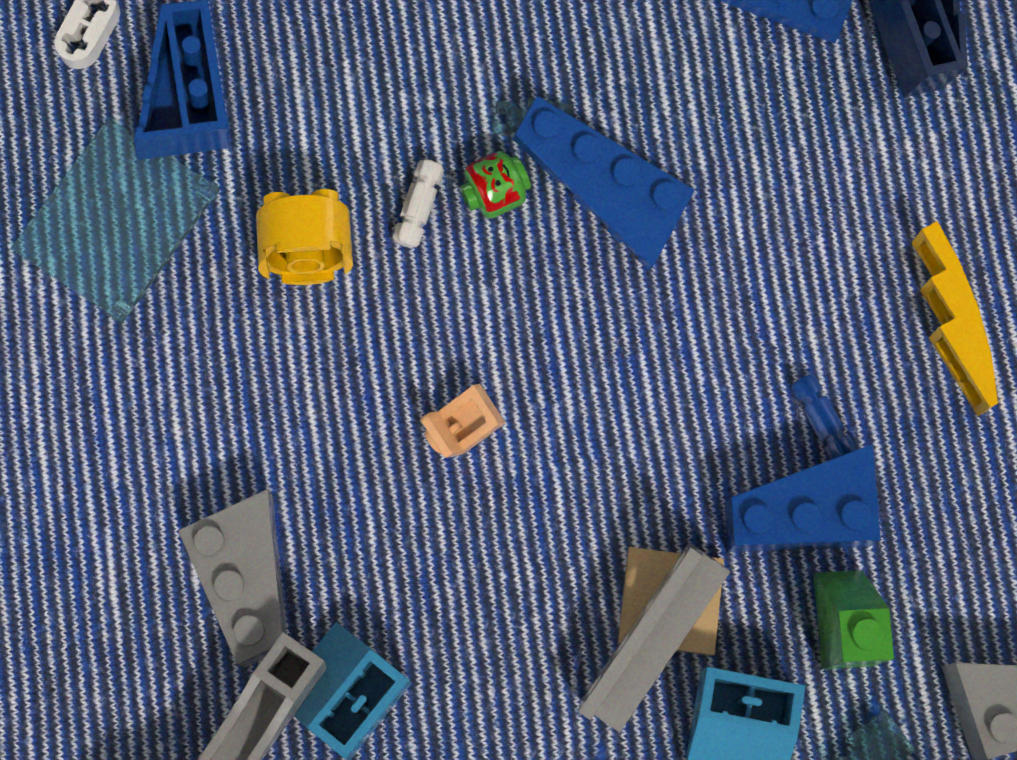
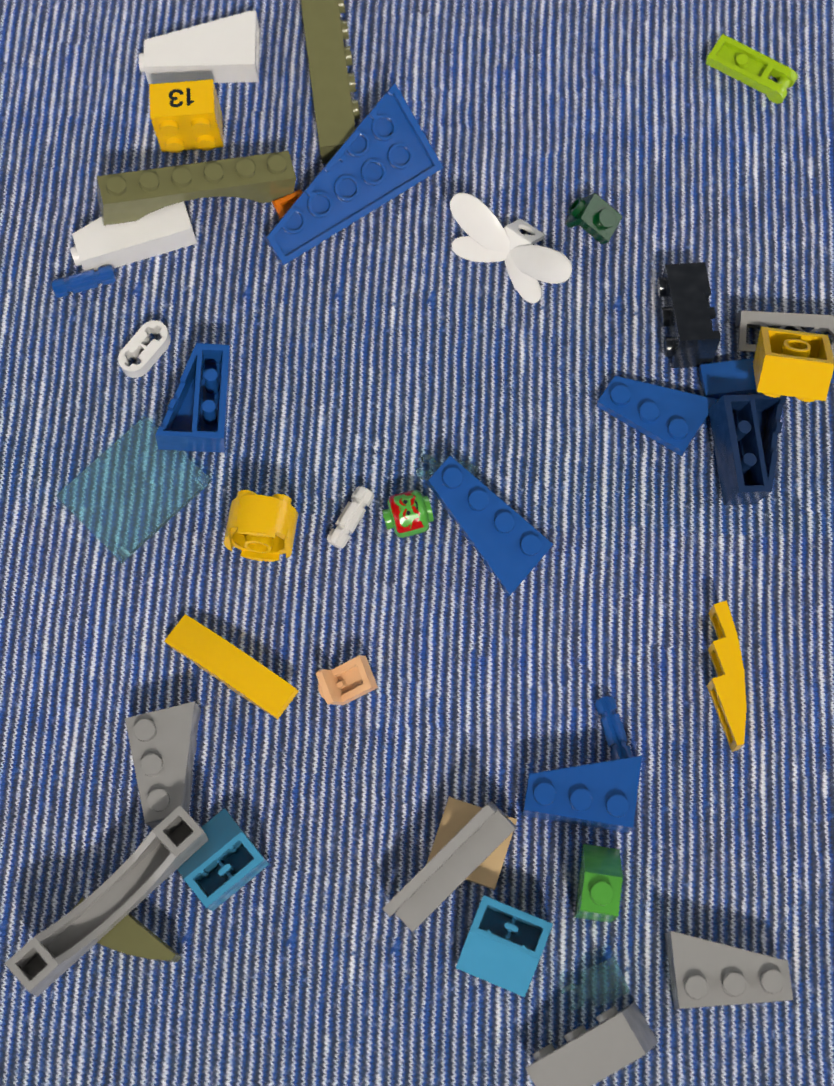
camera: 20 degrees right, 5 degrees down
(303, 432) = (231, 666): none -> yellow slope

